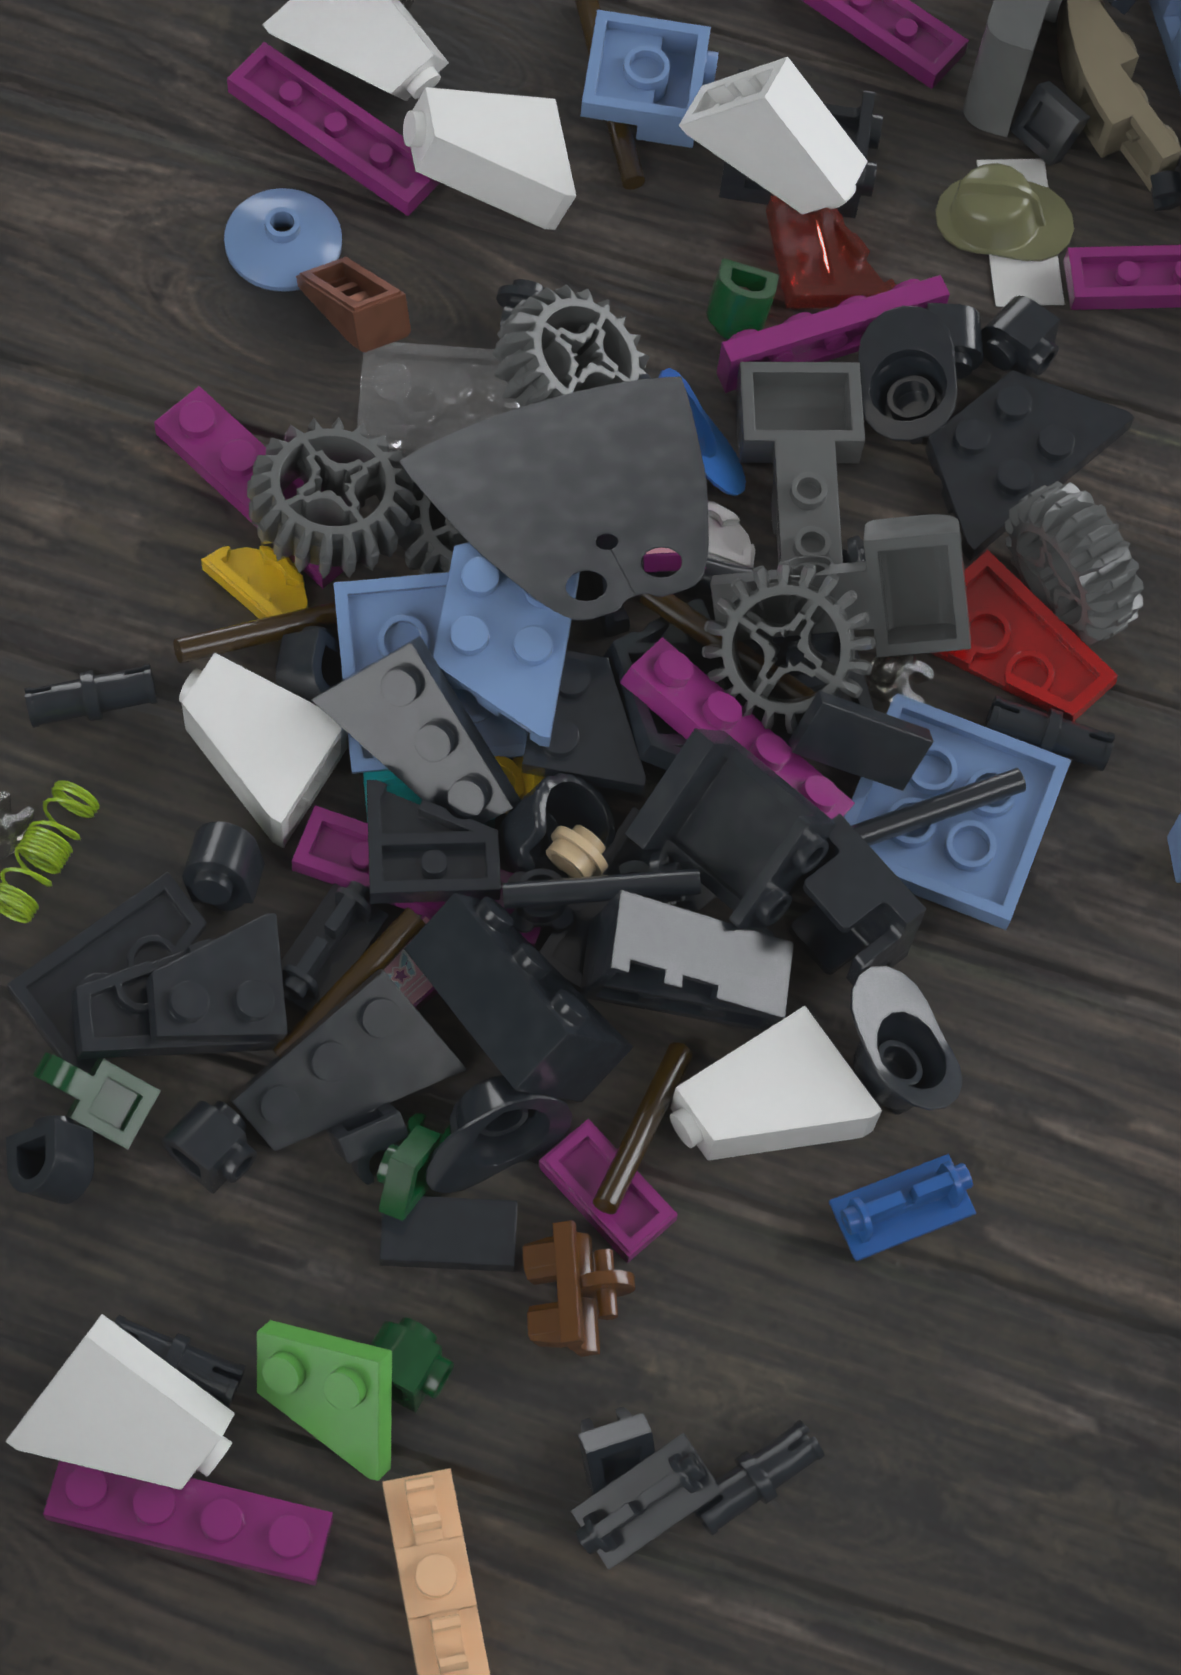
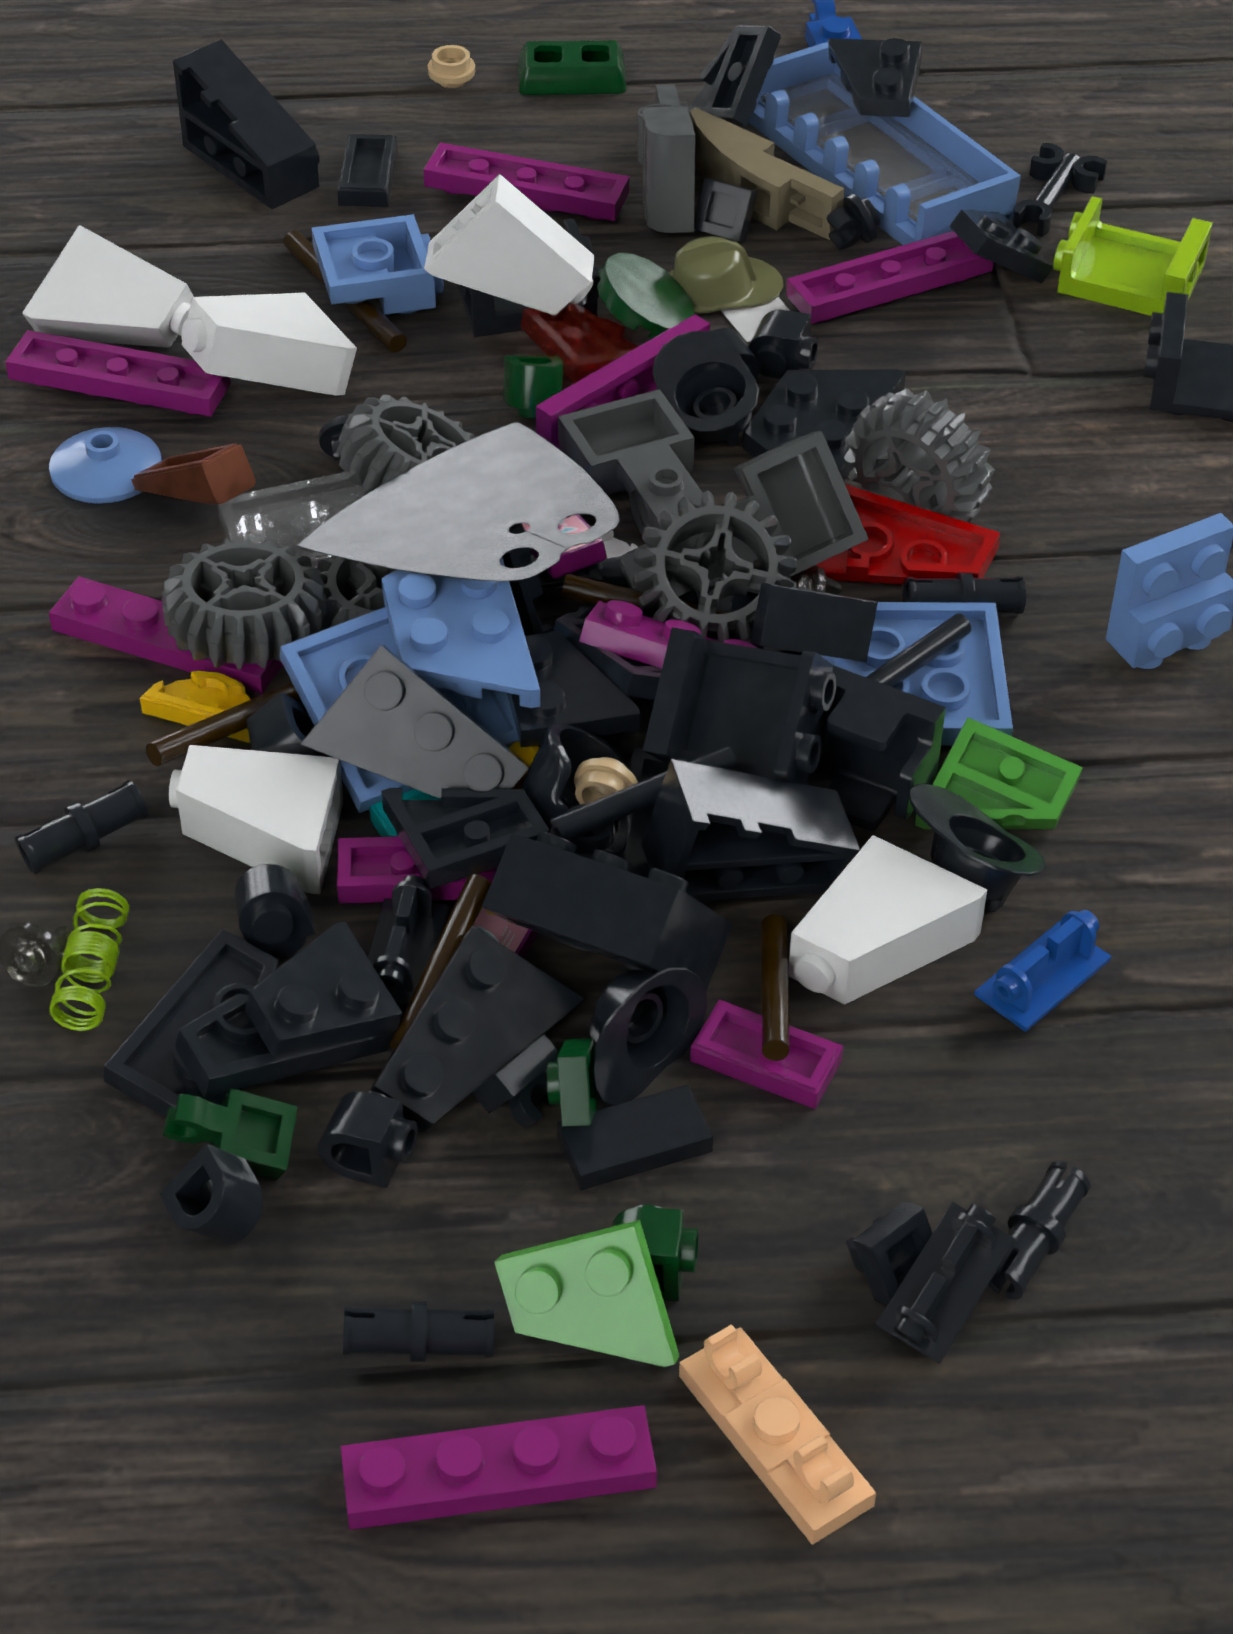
camera: 15 degrees left, 20 degrees down
(125, 1413) = (392, 1381): white slope -> none
(580, 1281) = (789, 1161): reddish brown hips -> none
(906, 222) = (642, 294): none -> tile
(972, 976) = (1007, 778): none -> bright green wing

